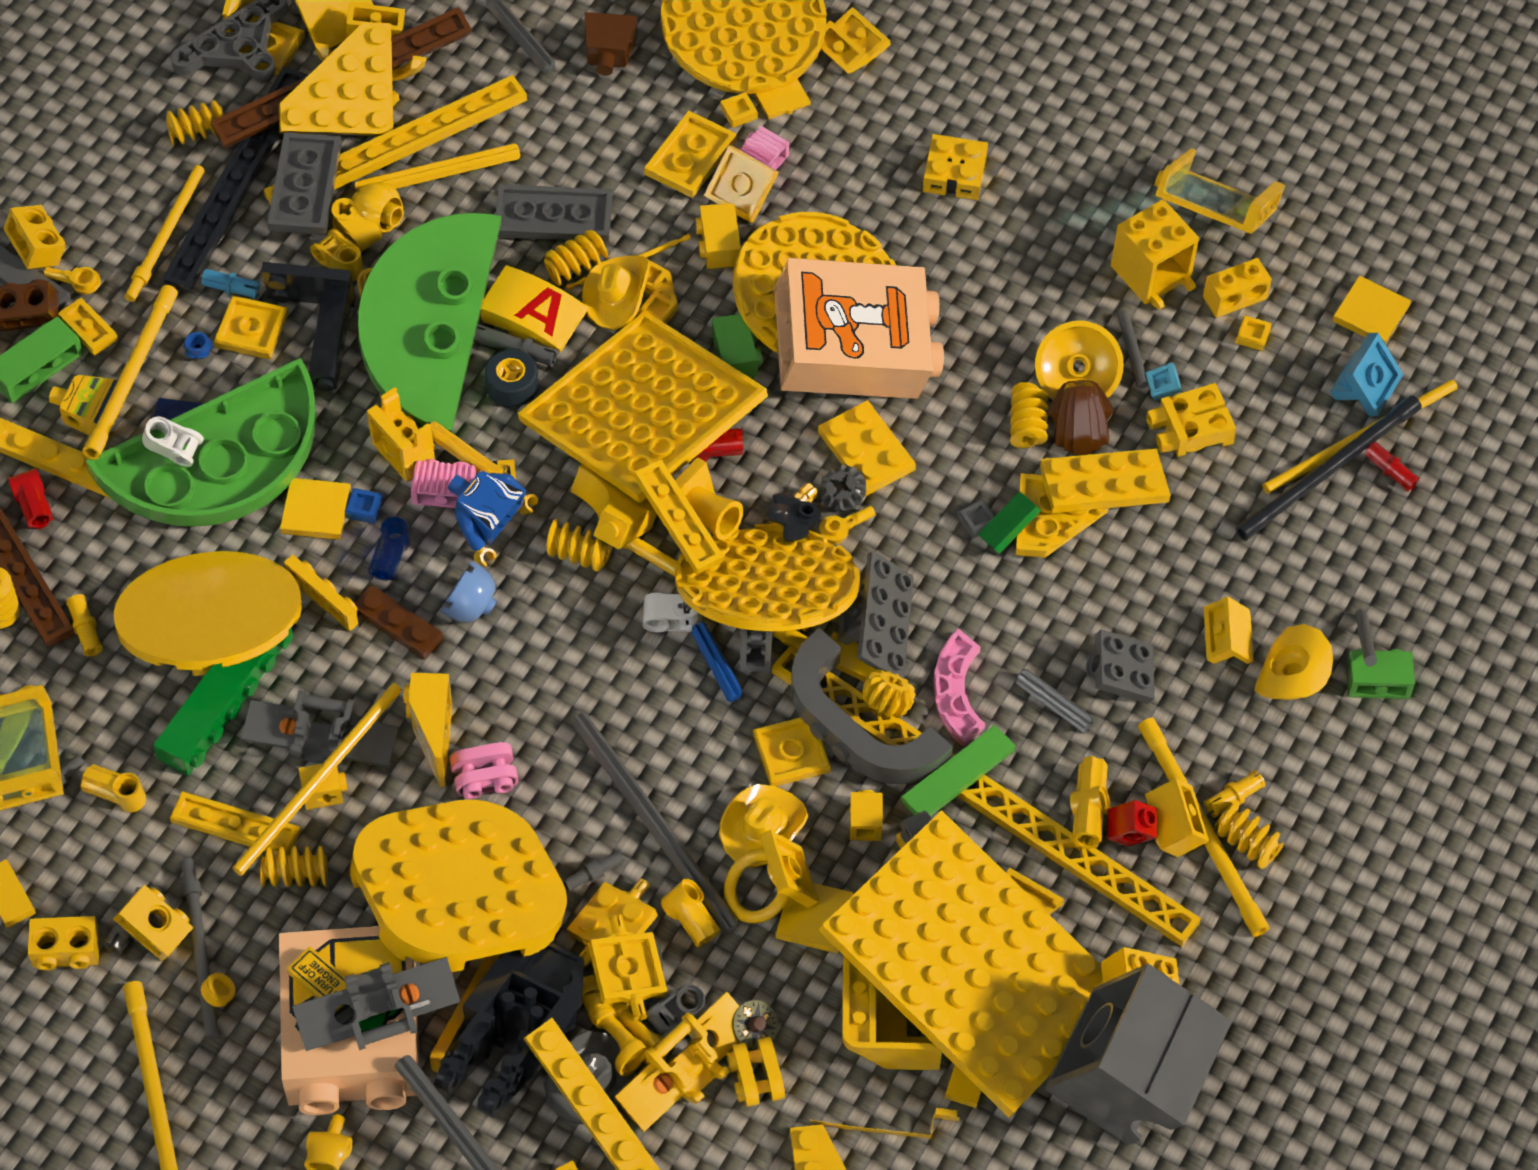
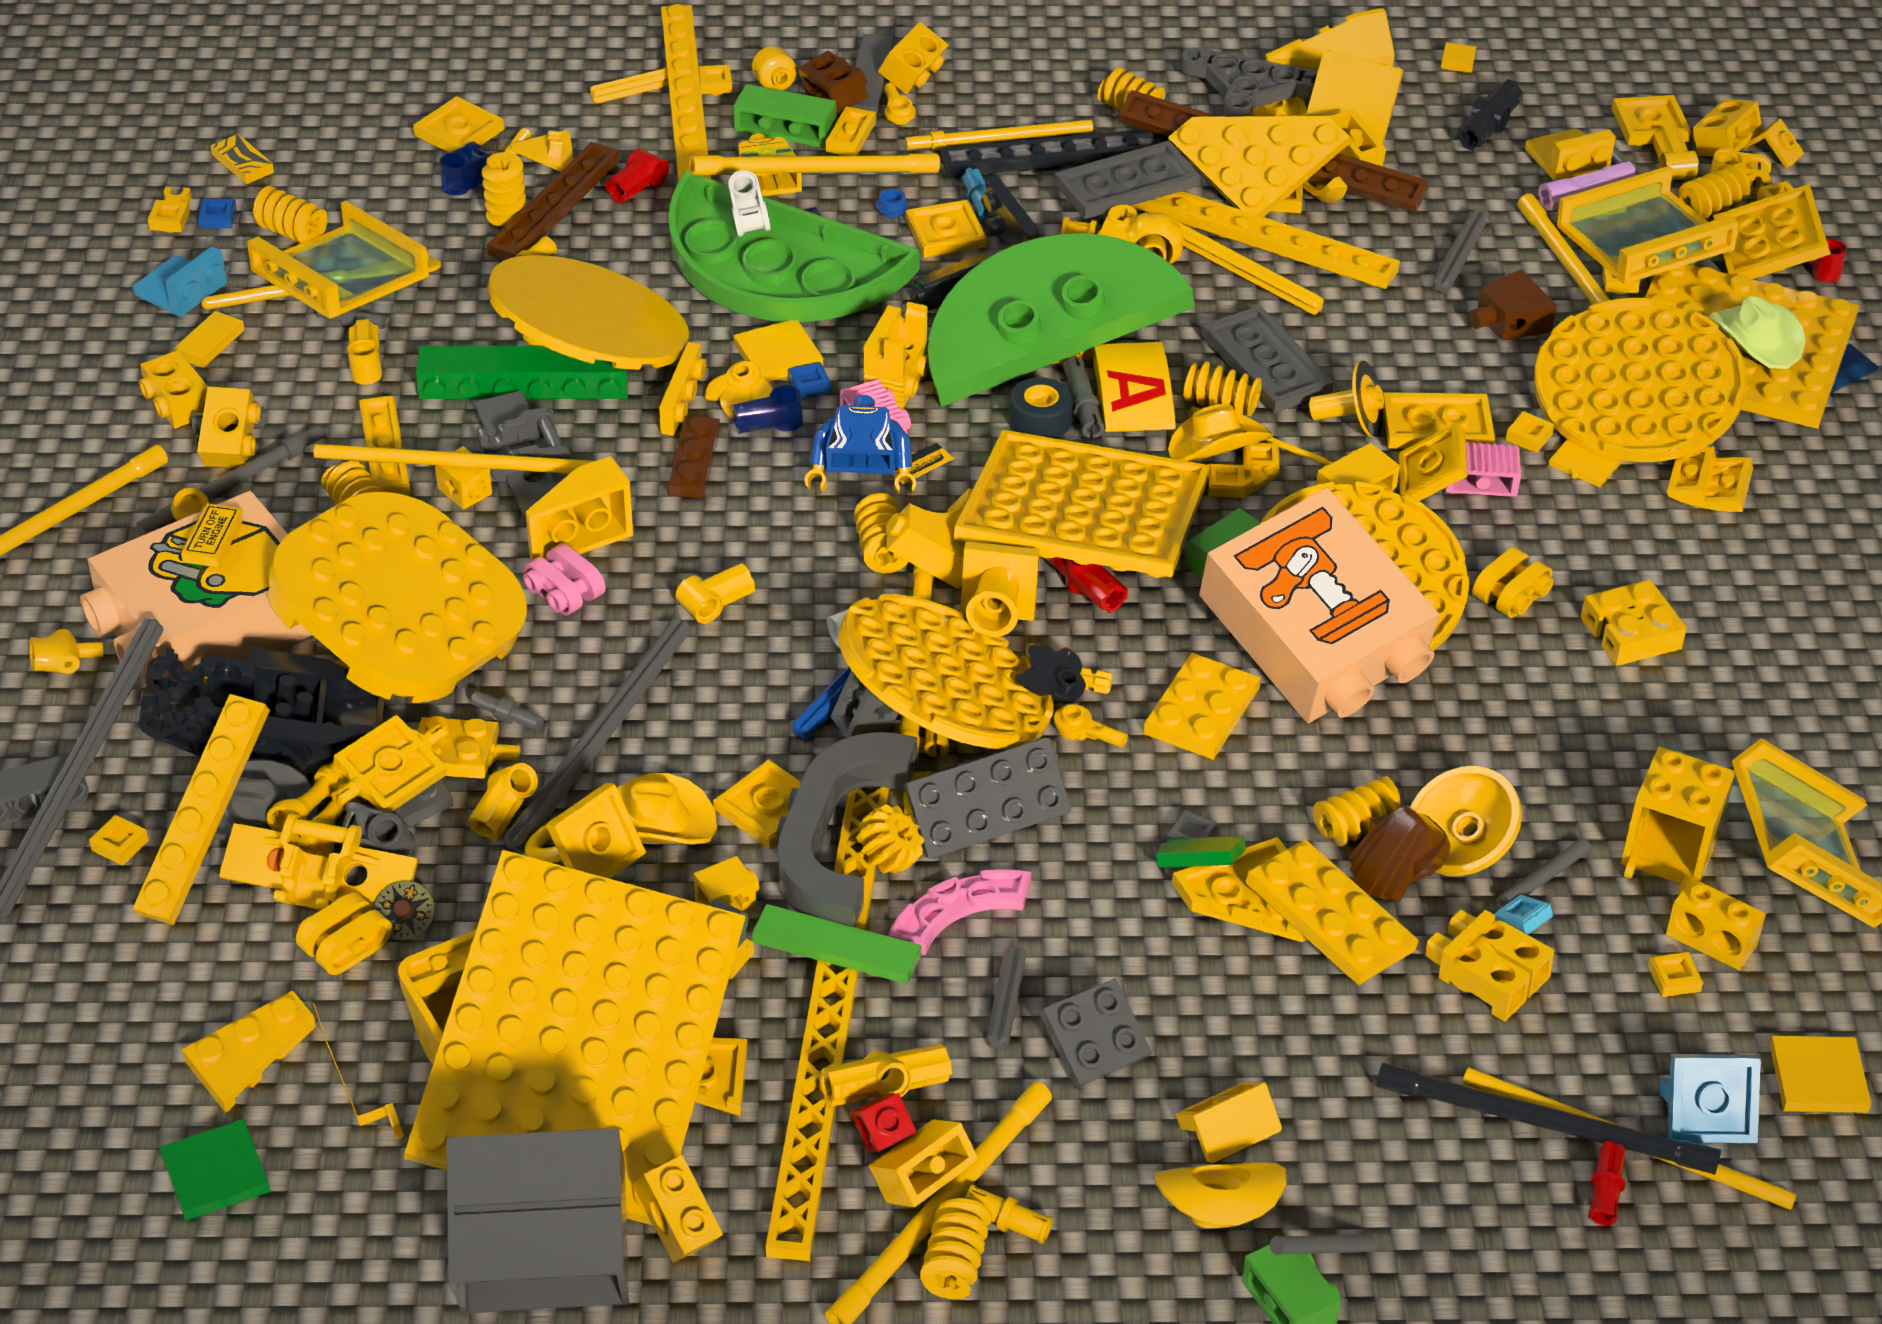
camera: 60 degrees right, 15 degrees down
(347, 558) = (734, 388): none -> yellow plate
(376, 992) = (213, 567): dark grey piece -> none
(461, 449) = (922, 411): yellow axle -> none
(471, 595) = (756, 478): medium blue cylinder -> none
(563, 685) = (707, 597): none -> yellow piece
(644, 192) = (1364, 400): none -> yellow piece
(678, 516) = (946, 558): yellow plate -> none
(844, 500) = (1143, 702): dark grey gear -> none
(886, 198) = (1513, 582): none -> yellow brick

